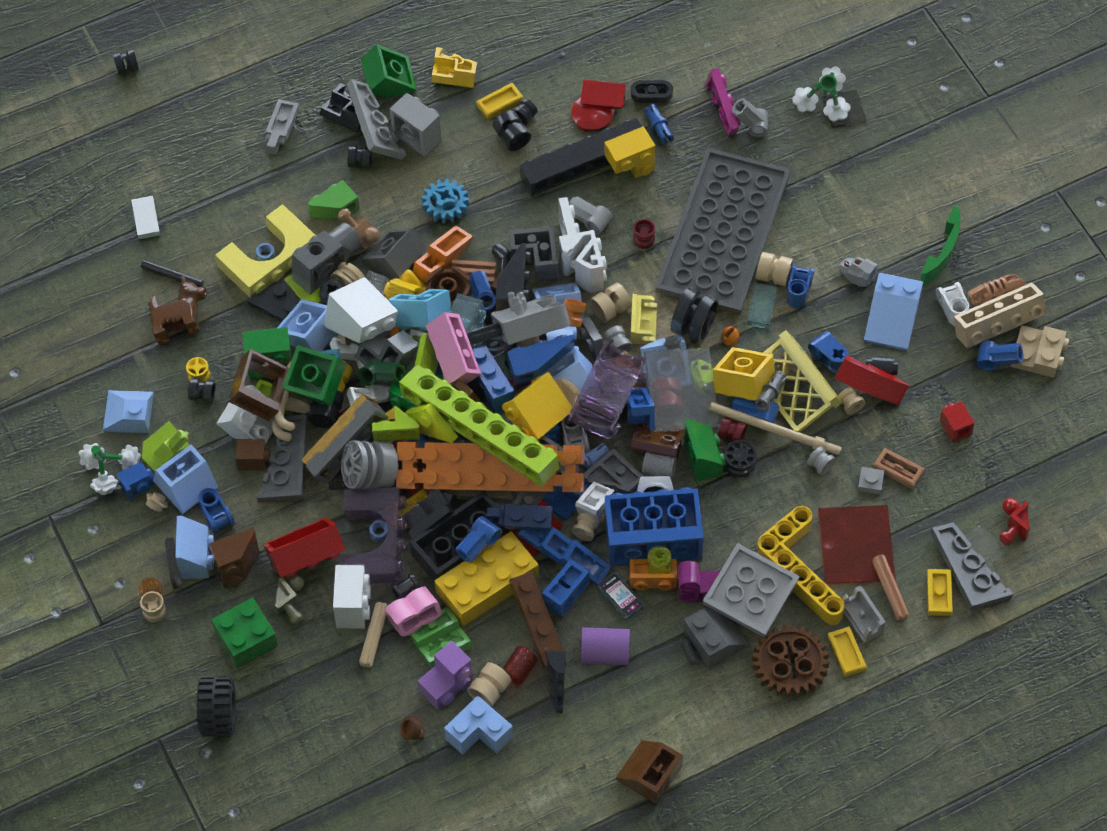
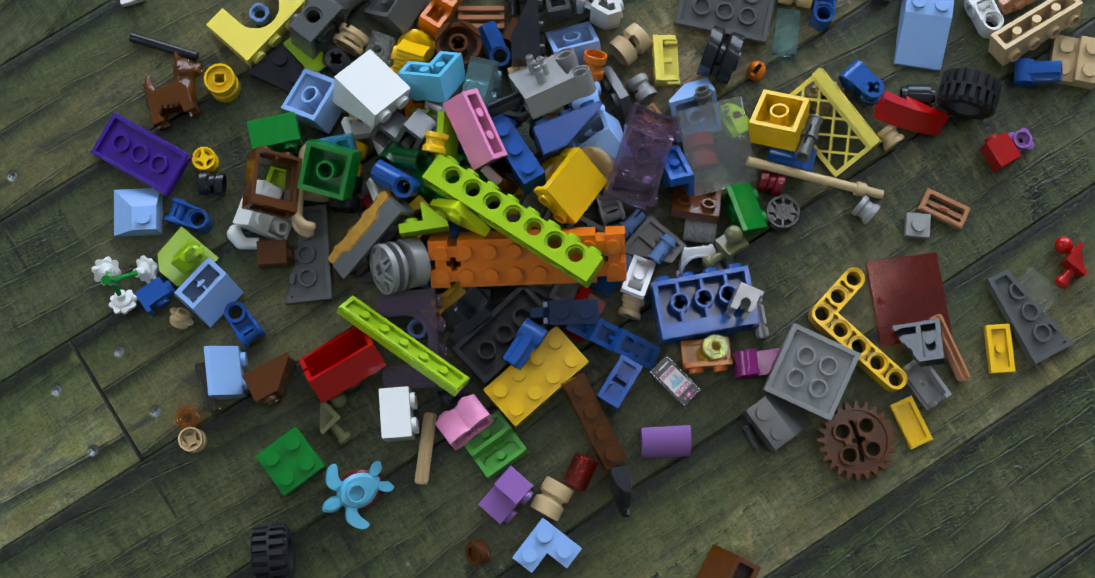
camera: 10 degrees left, 20 degrees up
(139, 360) = (141, 154): none -> dark purple tile
(176, 414) = (185, 215): none -> blue piece
(220, 441) = (238, 239): none -> white arm
(223, 305) = (222, 82): none -> yellow wheel
(301, 663) = (355, 492): none -> medium azure animal
(363, 532) = (403, 345): none -> lime tile
(374, 388) = (394, 179): none -> blue piece
(414, 356) = (435, 142): none -> yellow wheel
(620, 475) = (662, 248): none -> medium blue pin
(682, 475) = (726, 247): none -> olive piece
(687, 508) = (746, 298): none -> light grey hinge
(708, 546) = (761, 330): none -> light grey axle
(862, 573) = (922, 341): none -> wing
(928, 364) = (969, 93): none -> black tyre
(982, 409) = (1026, 138): none -> medium lavender plate

